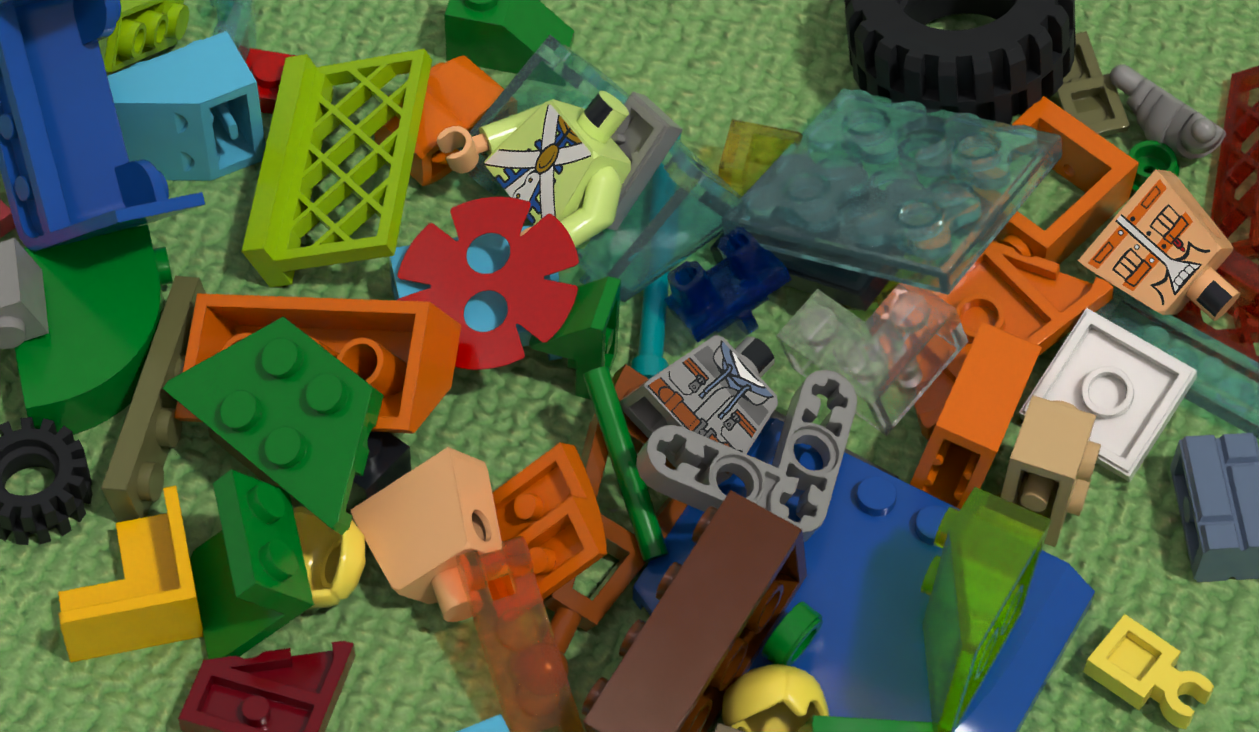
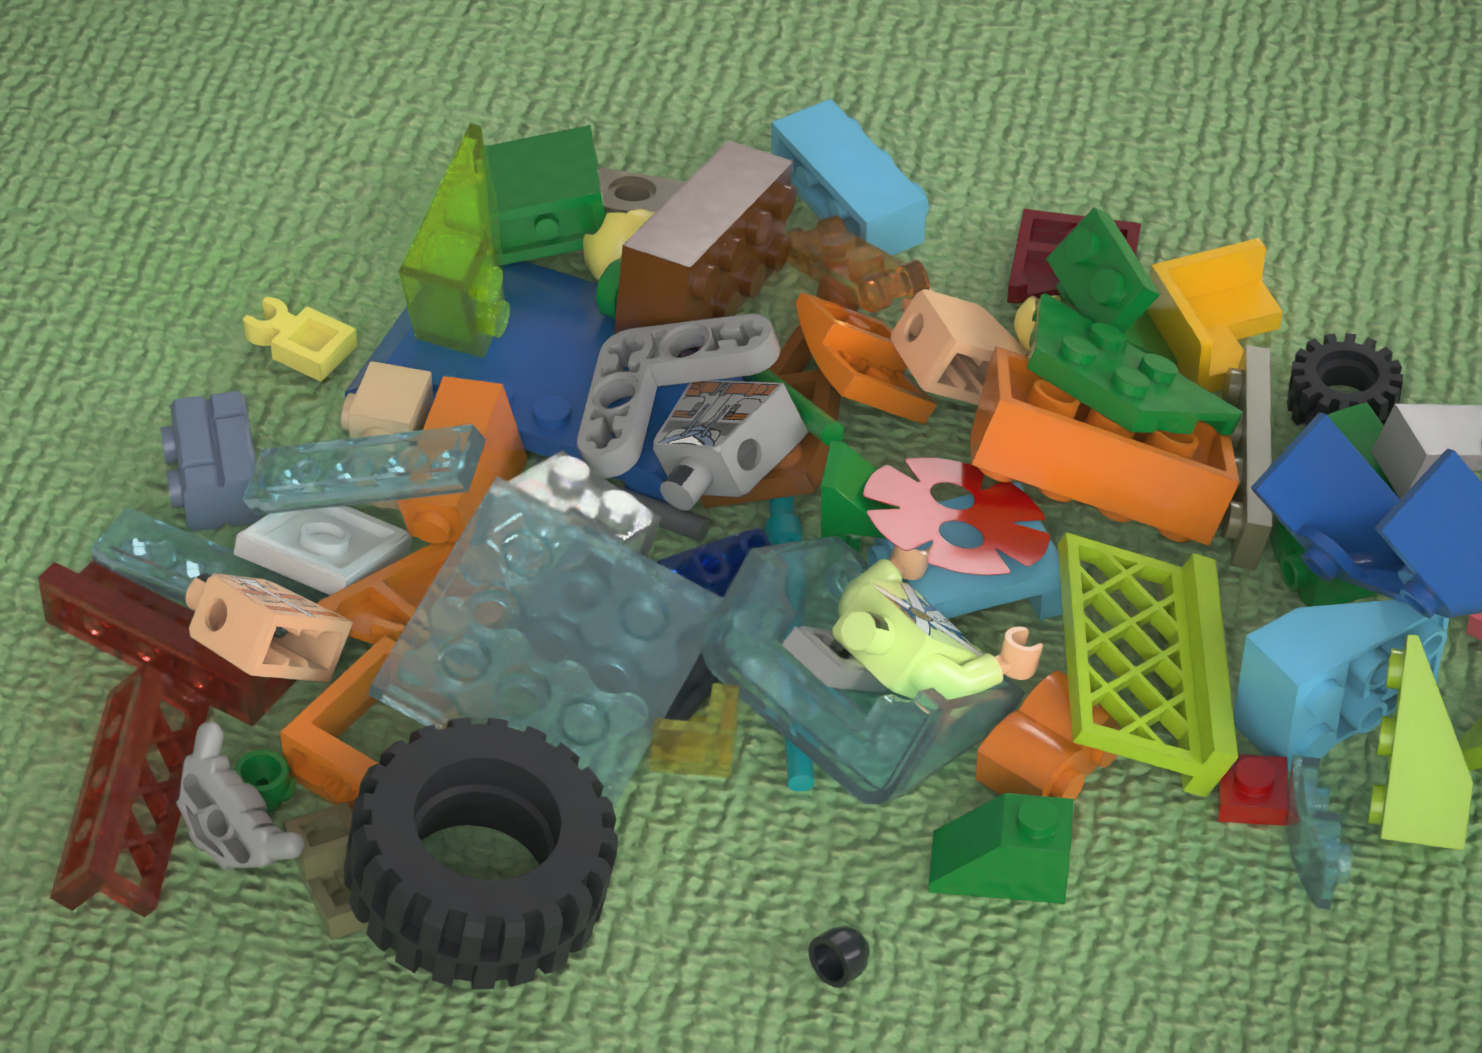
camera: 175 degrees right, 10 degrees down
(1076, 365) = (365, 470): none -> clear light blue plate

